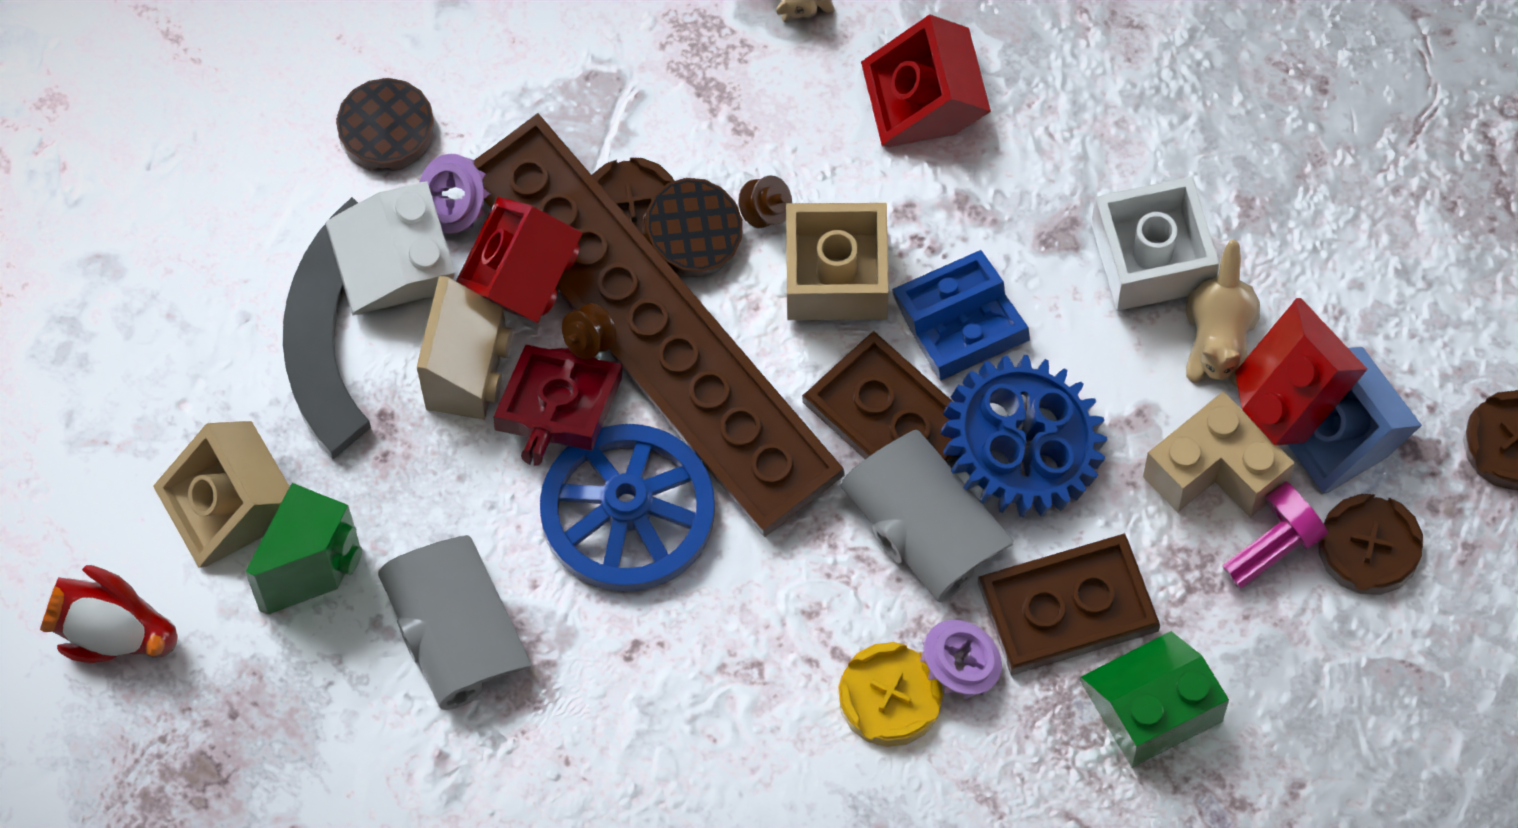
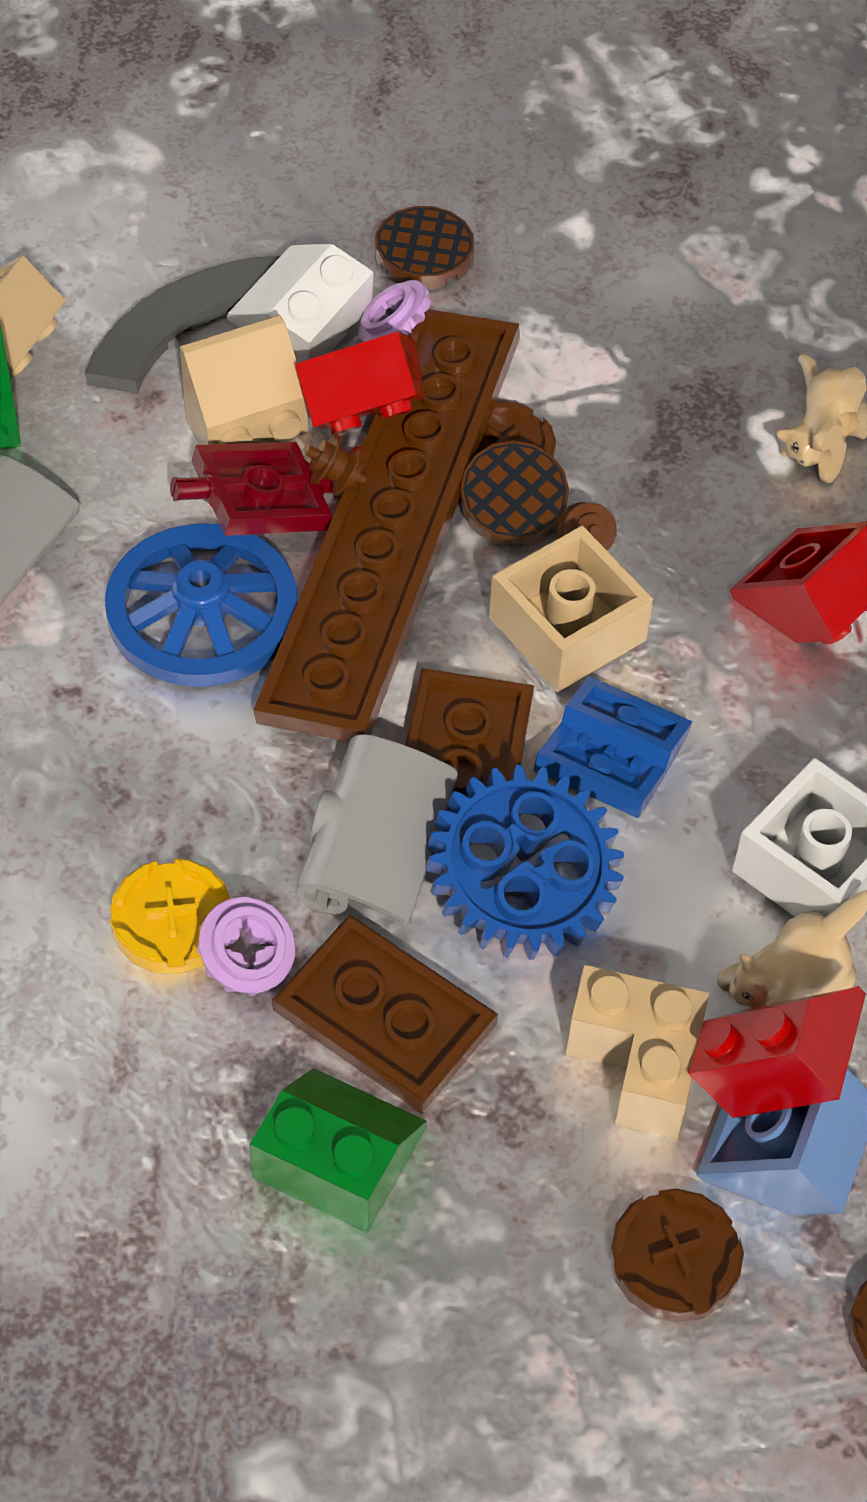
camera: 50 degrees right, 10 degrees down
(1297, 527) = (631, 1163): dark pink piece -> none

